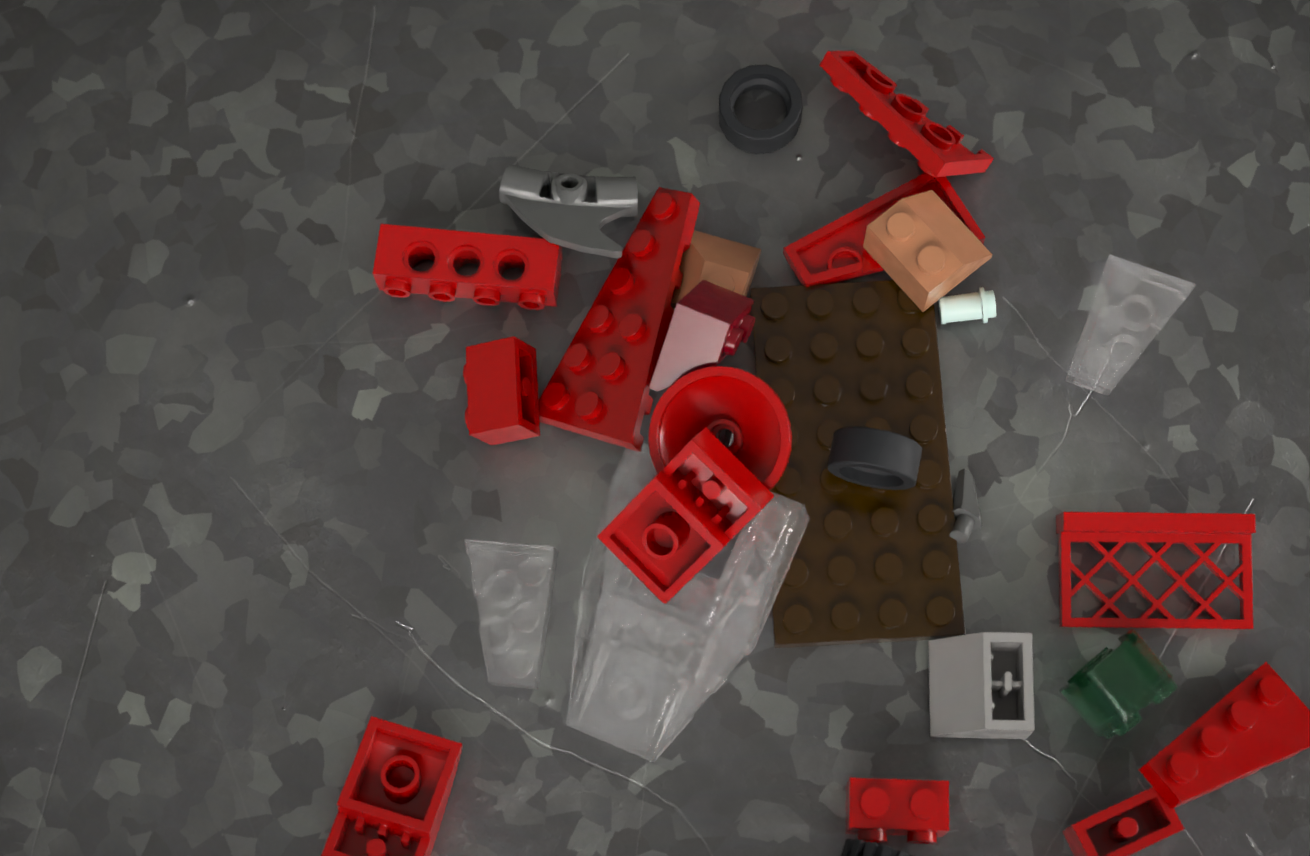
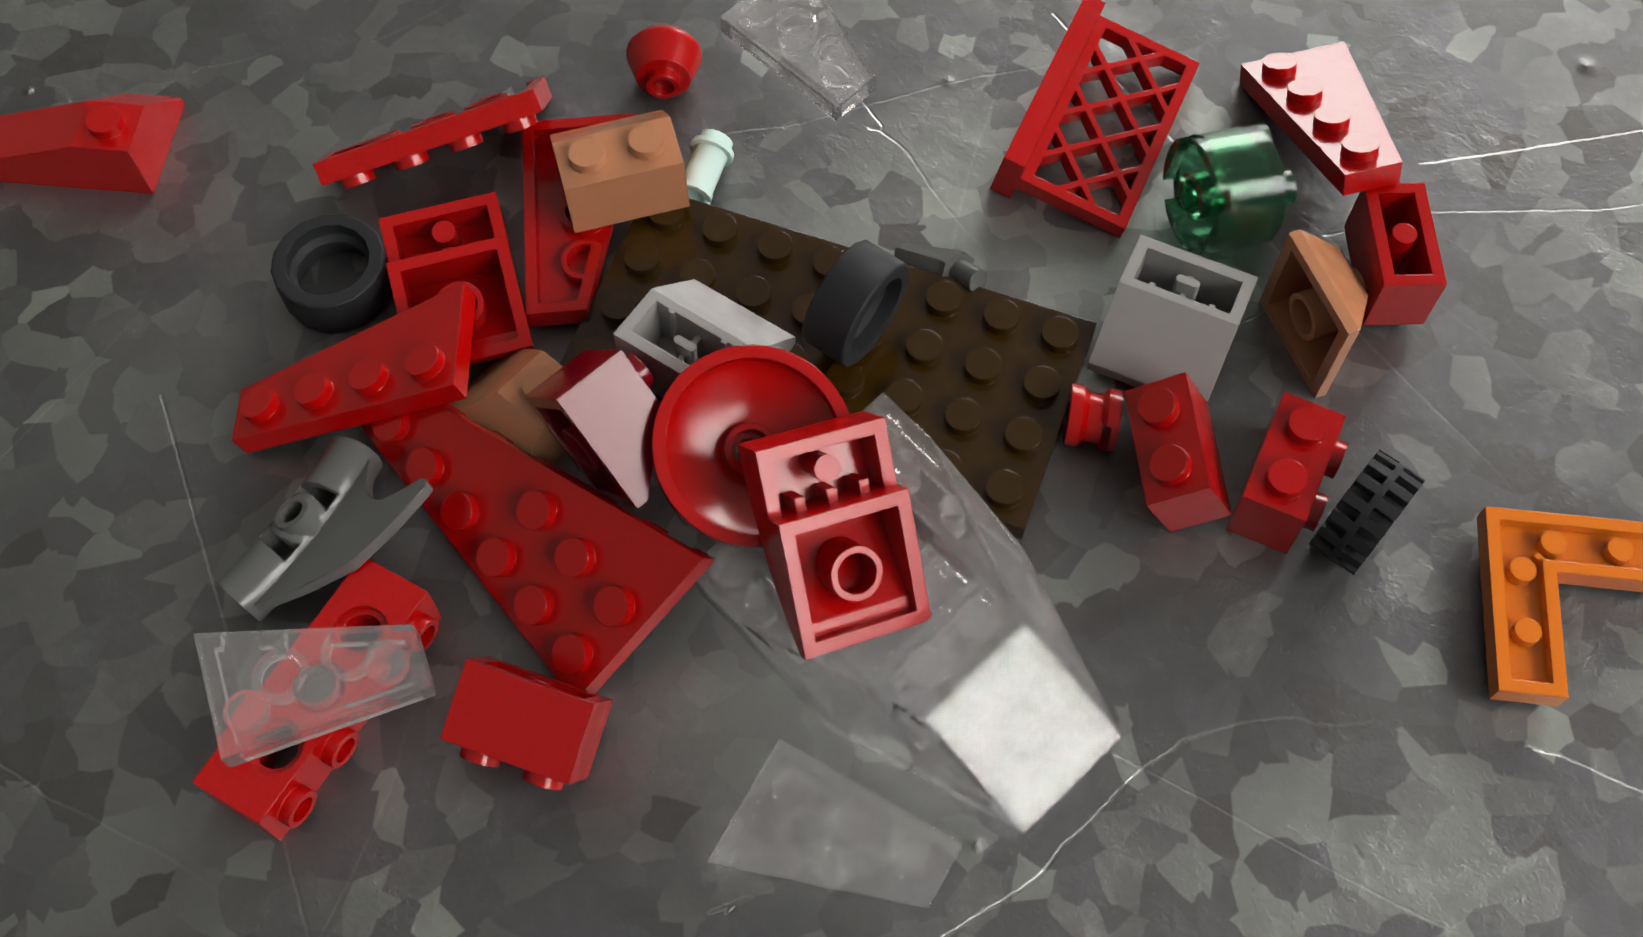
camera: 70 degrees left, 10 degrees down
(463, 254) = (305, 683): none -> clear wing
(685, 176) = (374, 375): none -> red wing
(787, 191) = (458, 244): none -> red slope
(806, 369) = (686, 322): none -> light grey slope
(874, 725) = (1177, 453): none -> red brick
(882, 658) = (1093, 417): none -> red wheel
(1041, 235) = (663, 60): none -> red cone
(1052, 791) = (1315, 306): none -> nougat slope

